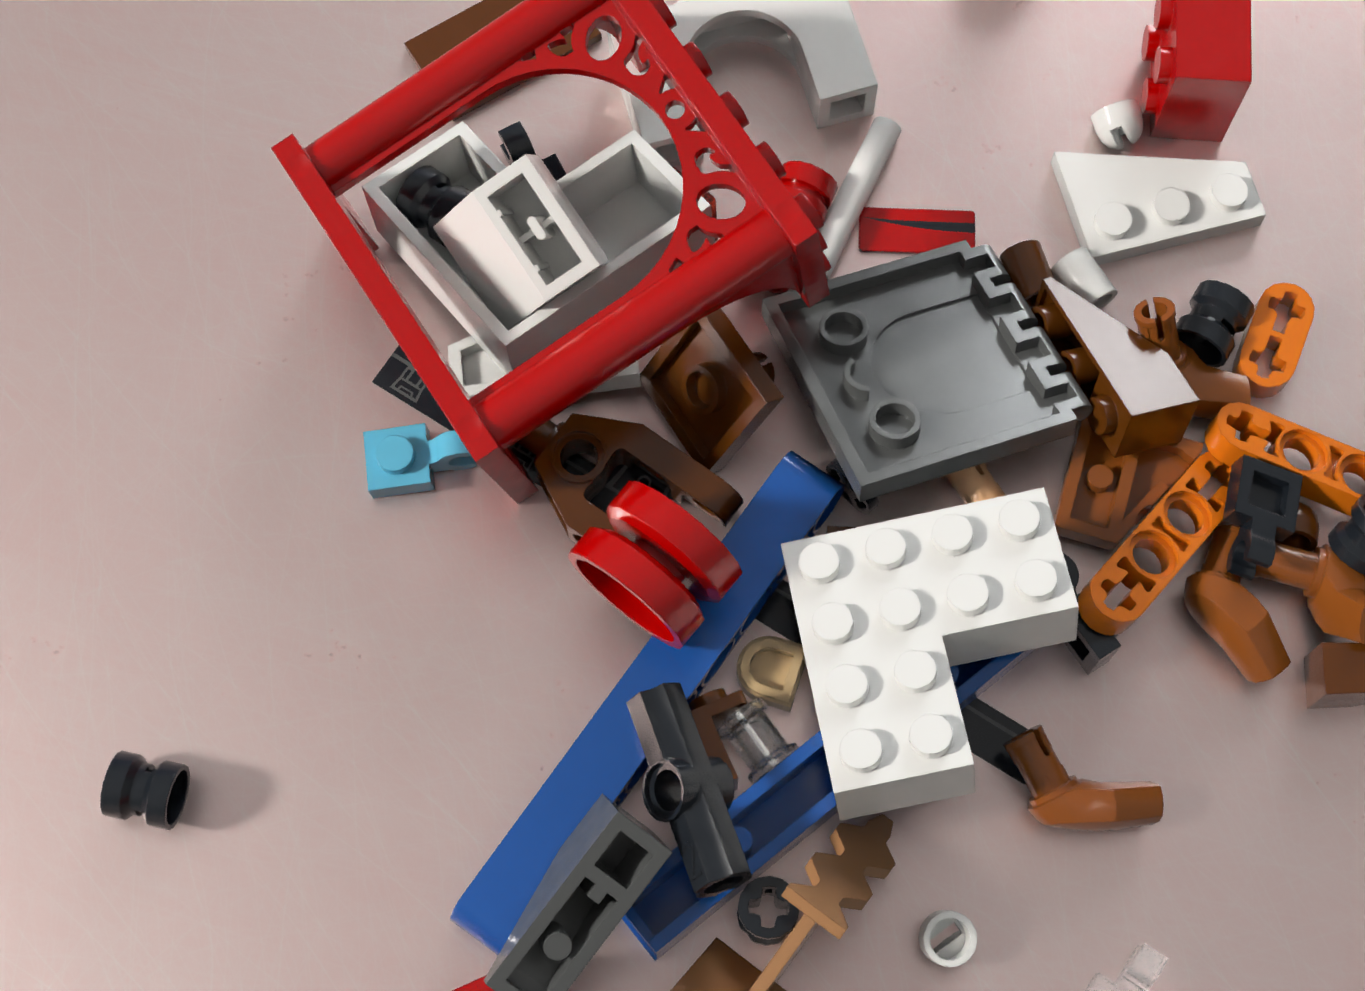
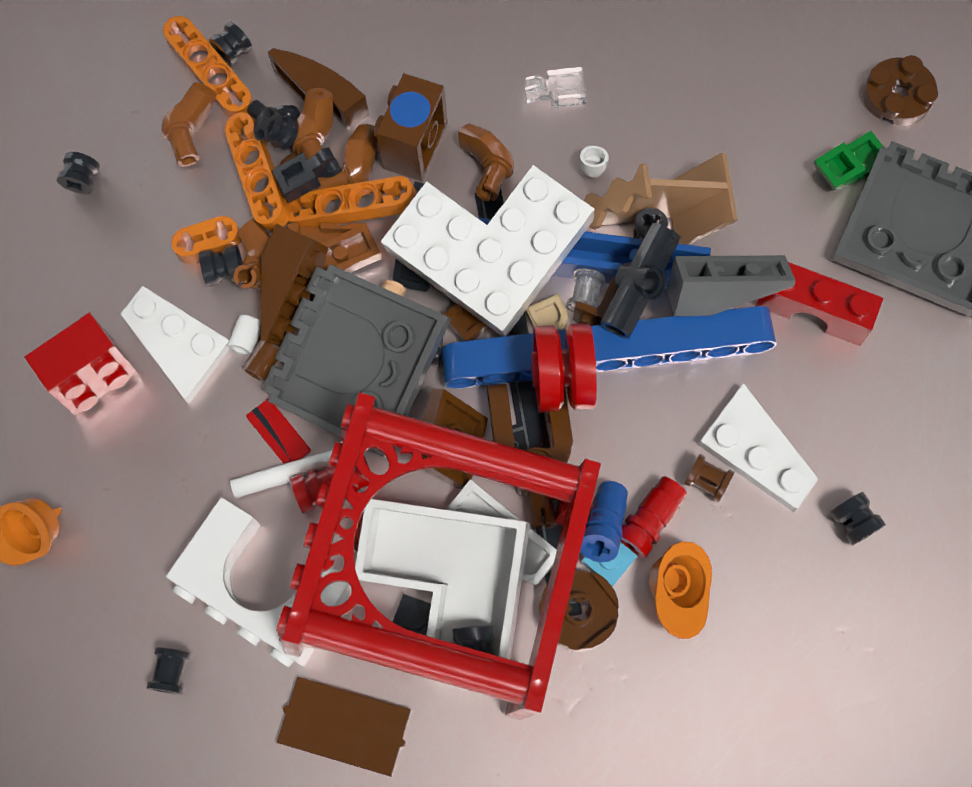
camera: 130 degrees left, 0 degrees up
(274, 489) = (682, 589): none -> orange piece
(348, 762) = (759, 451): none -> white wing
(349, 396) = (601, 614): none -> reddish brown plate
(371, 661) = (709, 478): none -> reddish brown bush
(394, 550) = (652, 516): none -> red axle
(437, 477) = (605, 522): none -> blue axle
(520, 241) = (465, 564): white slope -> none
(1118, 120) = (143, 385): white hinge -> none
(1215, 711) = (411, 126): none -> reddish brown brick

